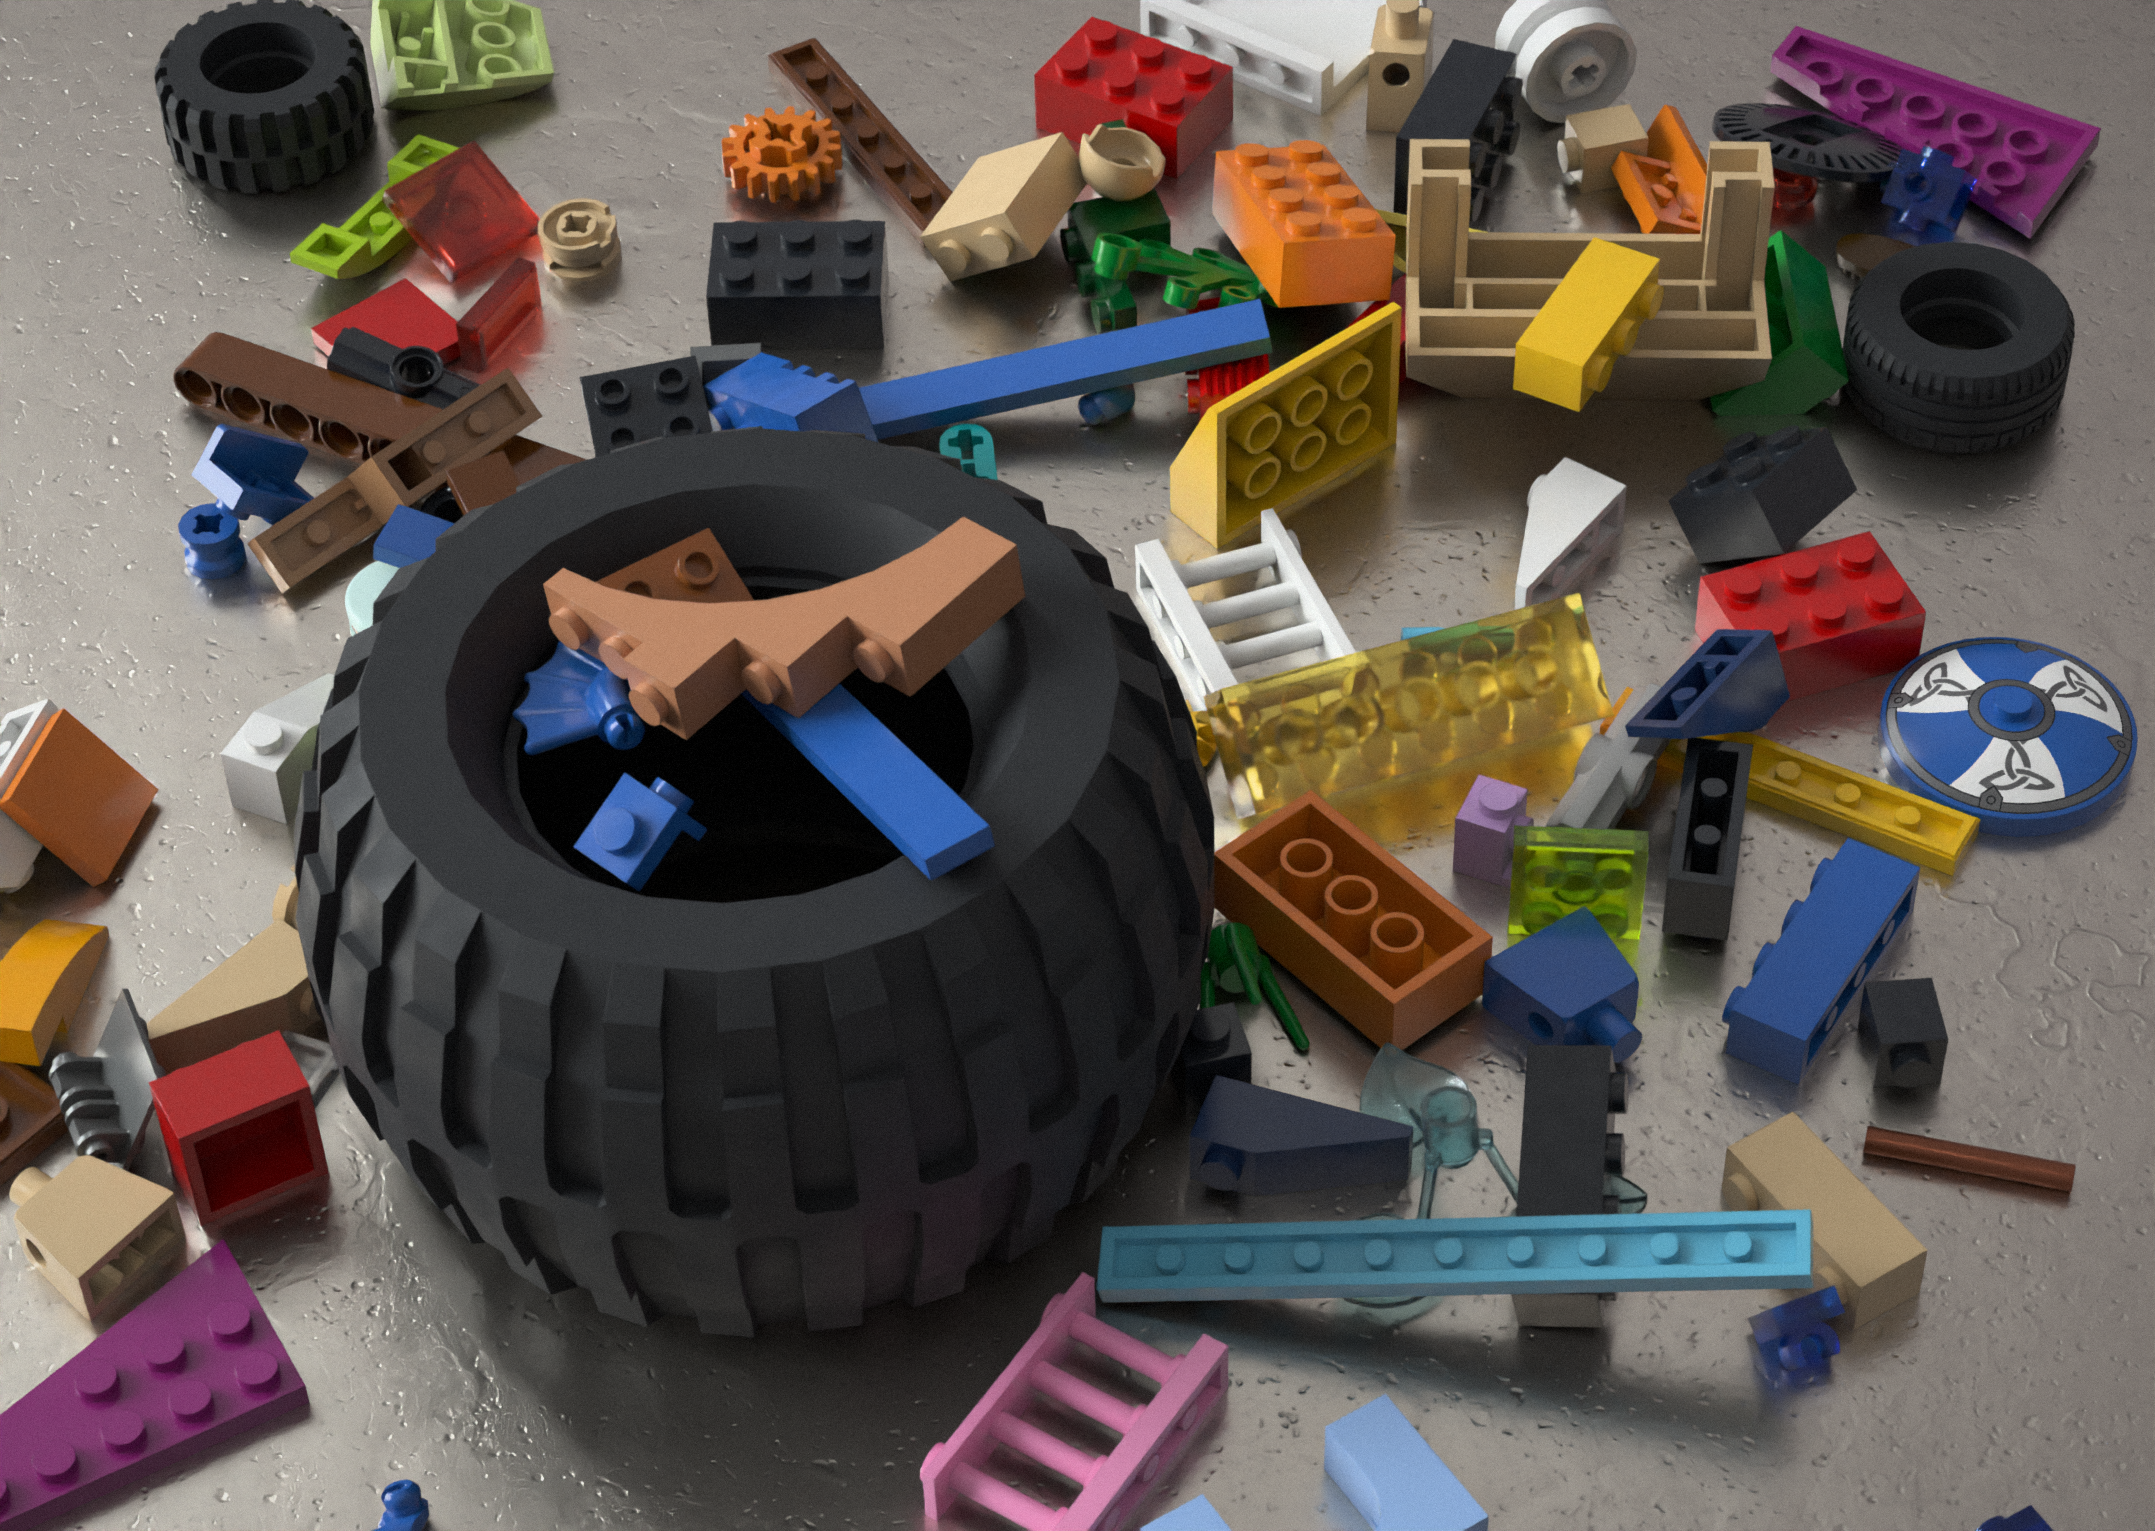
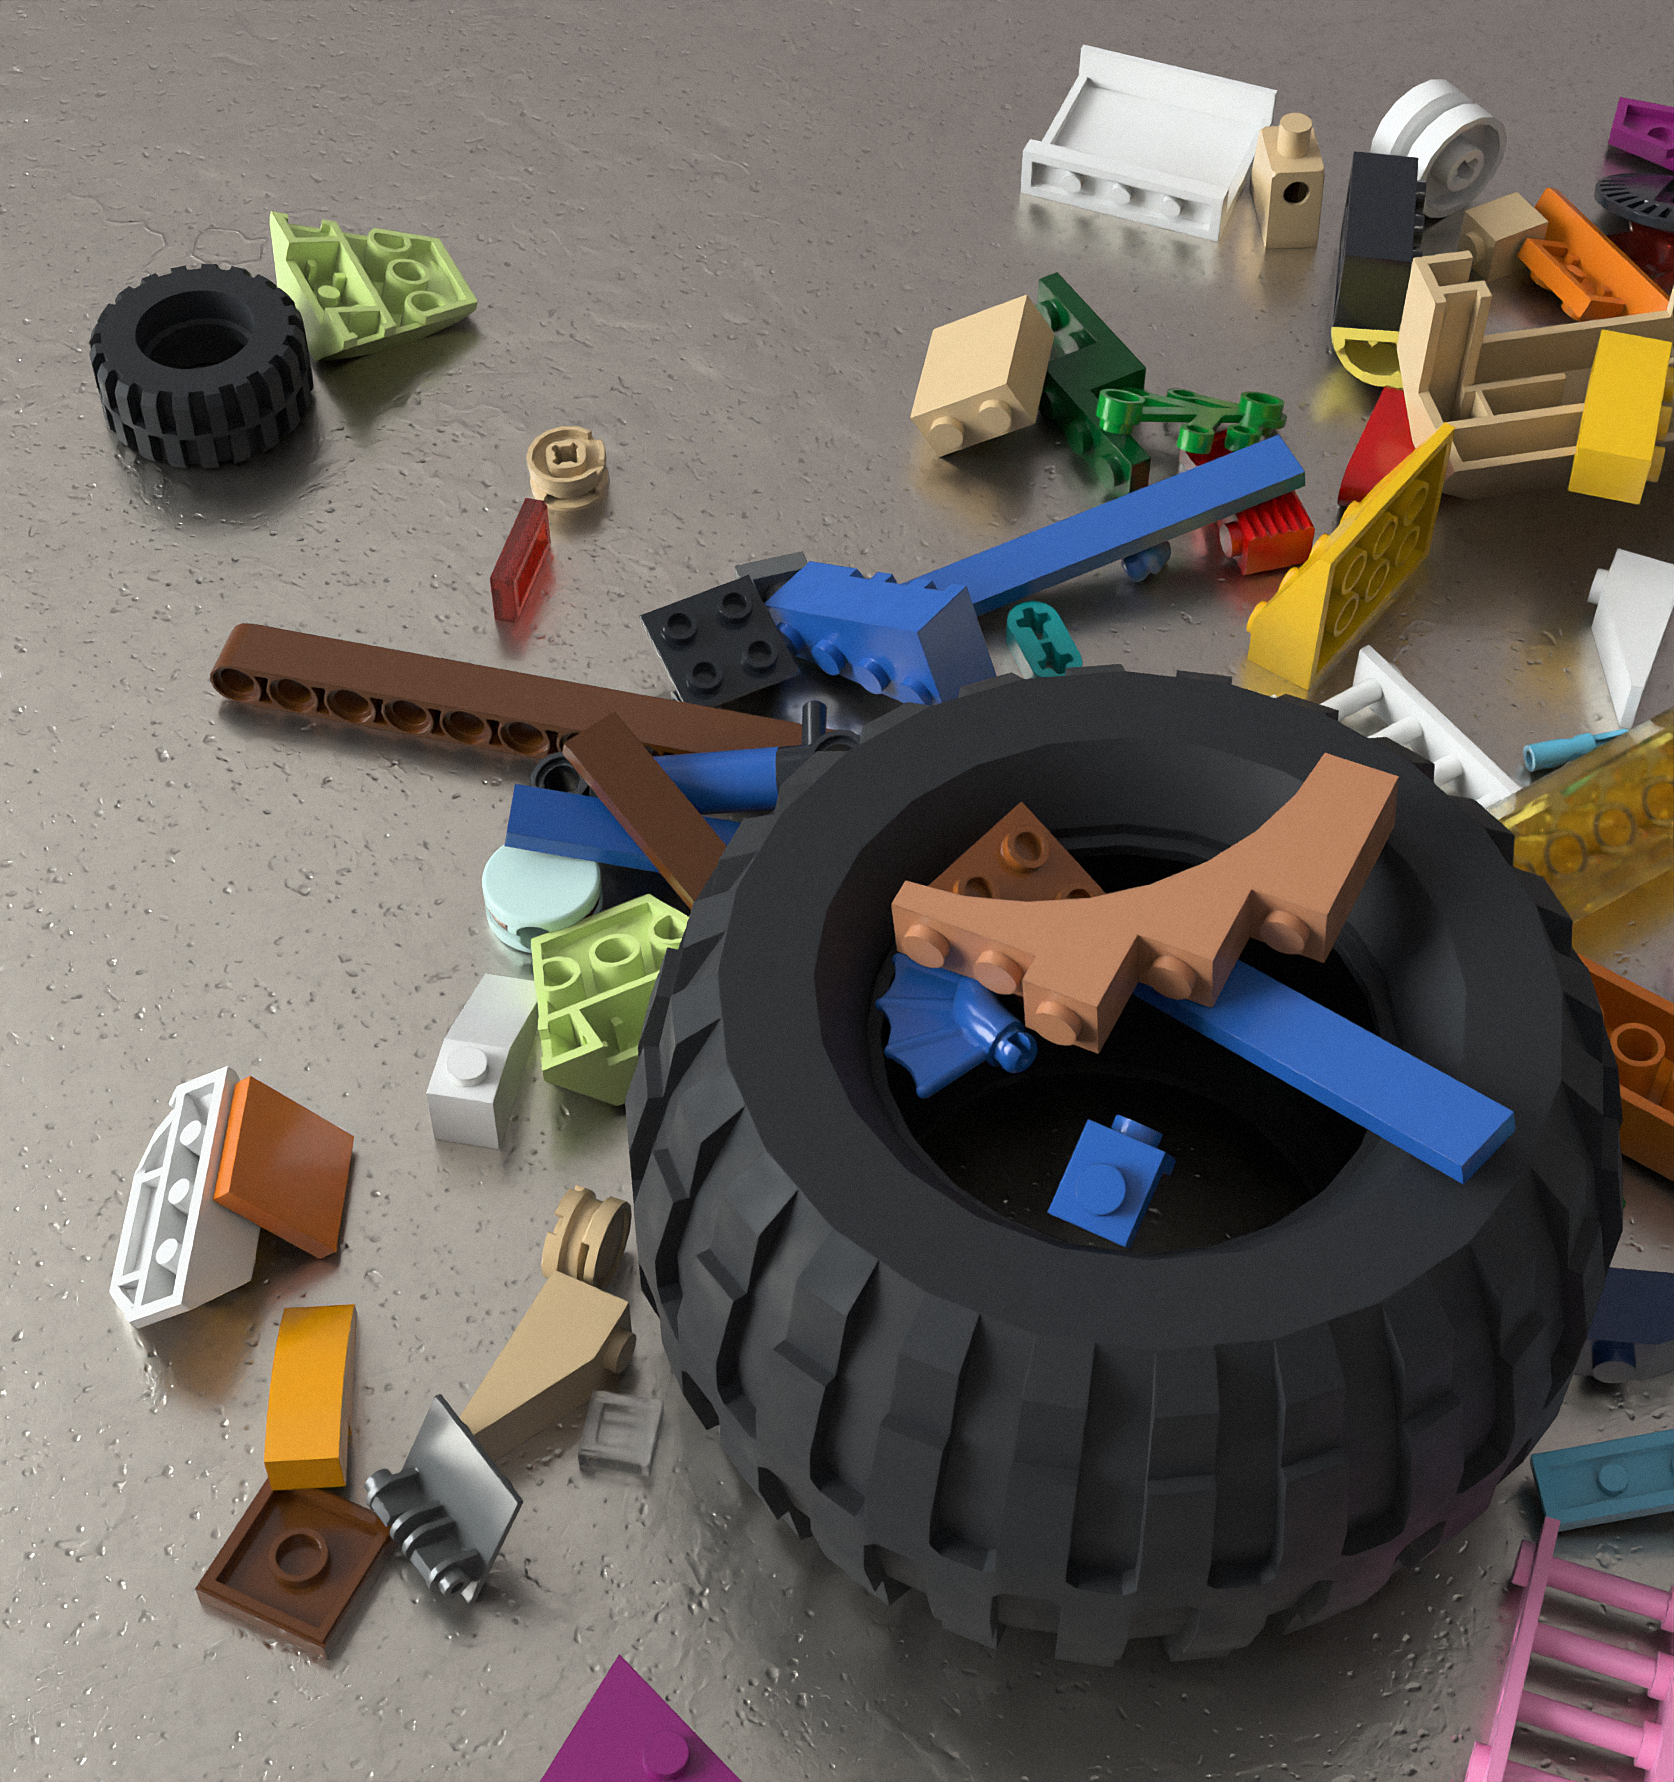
camera: 15 degrees left, 5 degrees up
(93, 1228) = (472, 1673): tan torso -> none
(211, 542) = (313, 849): blue wheel -> none
(239, 1127) = (602, 1524): red piece -> none
(252, 473) = (339, 777): blue bracket -> none
(373, 231) = (366, 471): lime slope -> none
(394, 476) = (488, 756): medium nougat bracket -> none
(398, 316) = (414, 599): red tile -> none
(406, 371) = (444, 635): black piece -> none
(462, 211) = (442, 457): clear red tile -> none
(782, 154) = (734, 352): orange gear -> none
(798, 284) = (807, 484): black brick -> none
(867, 136) = (803, 325): reddish brown tile -> none
(1120, 162) = (1087, 317): tan hair -> none
(1150, 84) = (1038, 230): red brick -> none
(1302, 225) = (1277, 353): orange brick -> none

